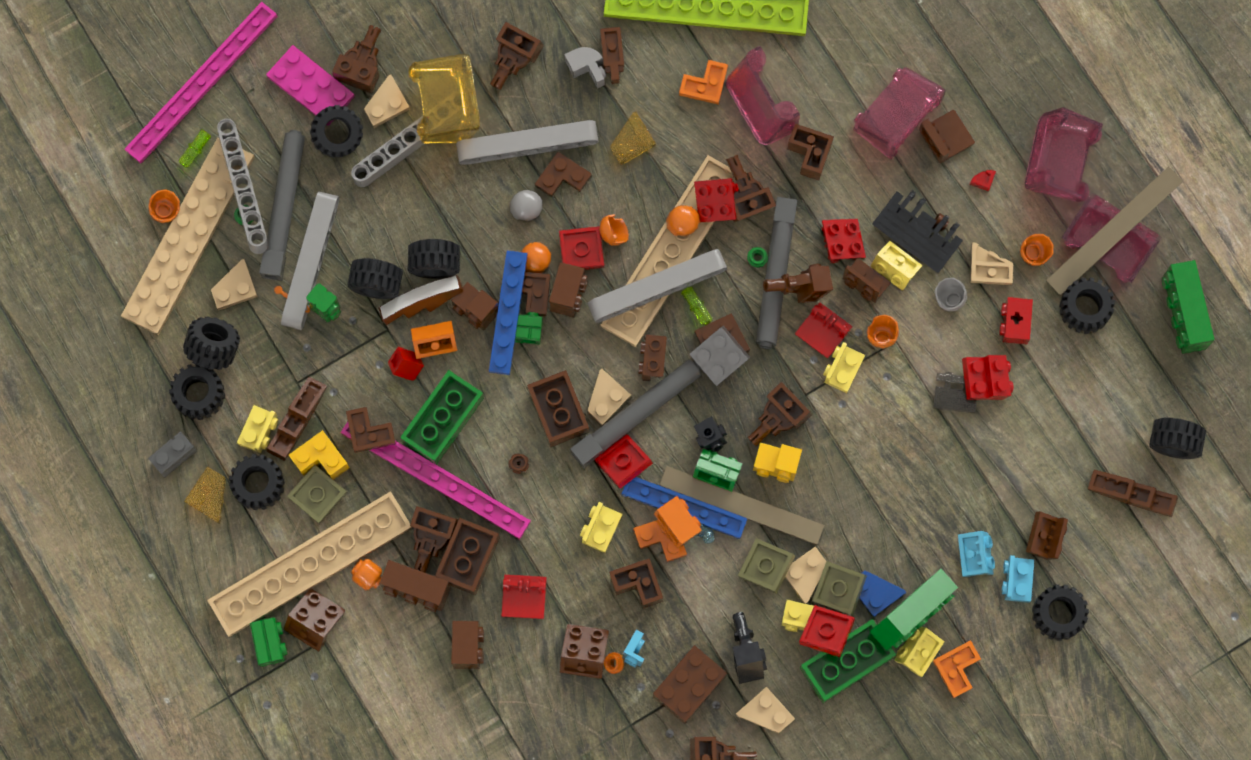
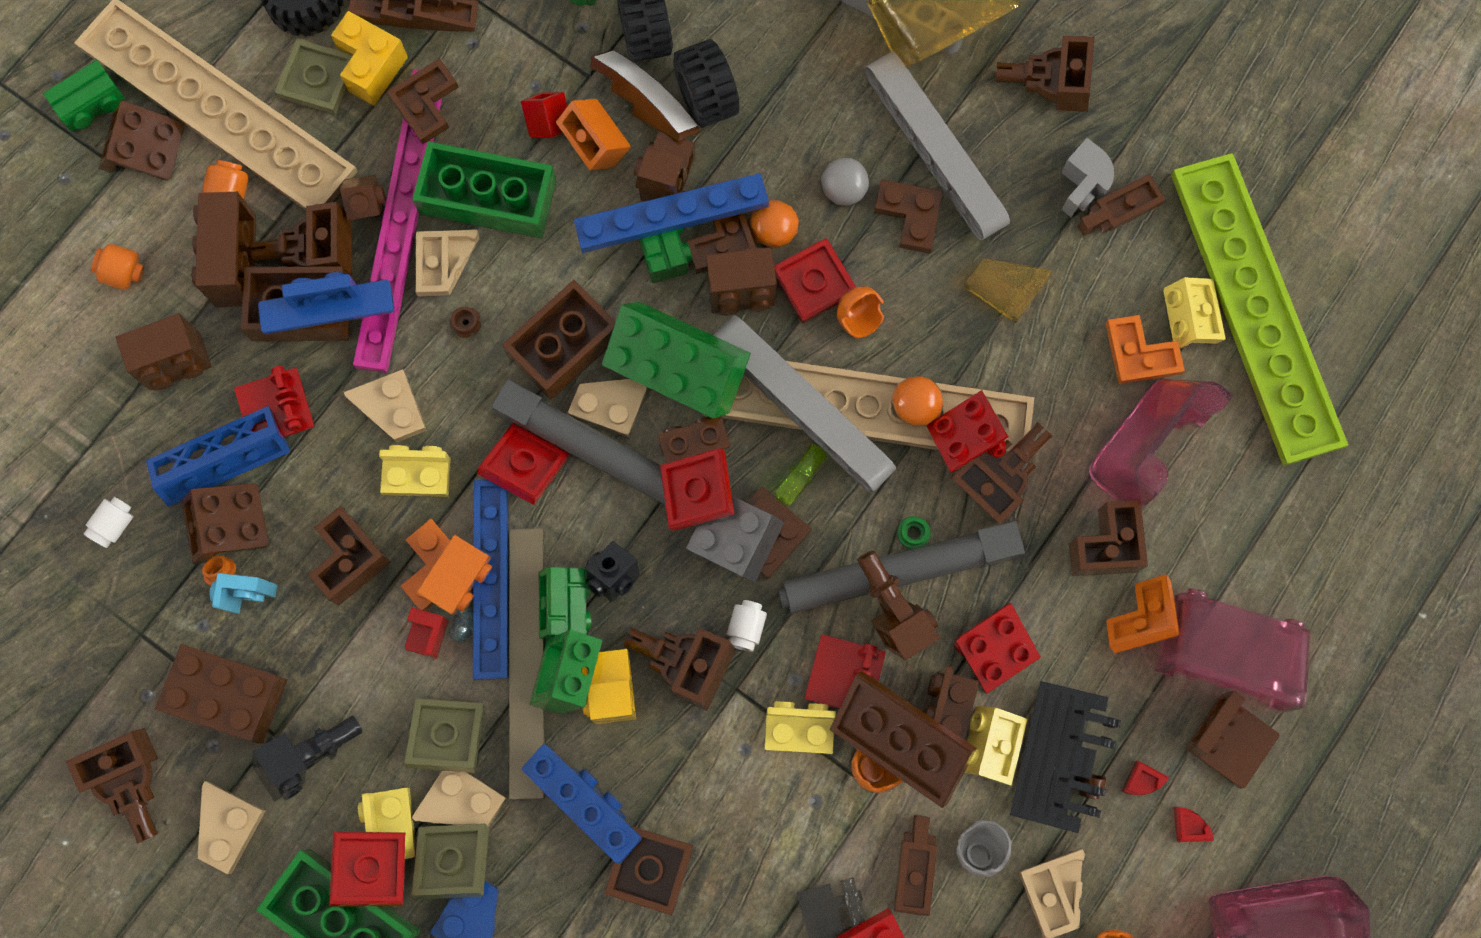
camera: 65 degrees right, 0 degrees up
(393, 658) = (117, 266): none -> orange head
(414, 492) = (362, 197): none -> reddish brown brick
(473, 462) = (442, 259): none -> tan wing
(482, 534) = (324, 302): none -> blue bracket
(548, 642) = (218, 461): none -> blue fence
(552, 527) = (390, 405): none -> tan wing
(556, 717) = (108, 522): none -> white brick
(601, 345) = (676, 359): none -> green brick
(686, 364) = (697, 489): none -> red plate
(694, 42) = (1194, 311): none -> light yellow bracket
(701, 556) = (425, 632): none -> red panel
(754, 488) = (559, 681): none -> green window
(772, 372) = (746, 625): none -> white brick
(837, 500) = (583, 802): none -> blue bracket
(865, 150) = (1151, 622): none -> orange plate
(874, 310) = (902, 739): none -> reddish brown tile
(888, 479) = (651, 872): none -> reddish brown brick
(946, 336) = (916, 869): none -> reddish brown hinge
(948, 193) = (1143, 780): none -> red tile

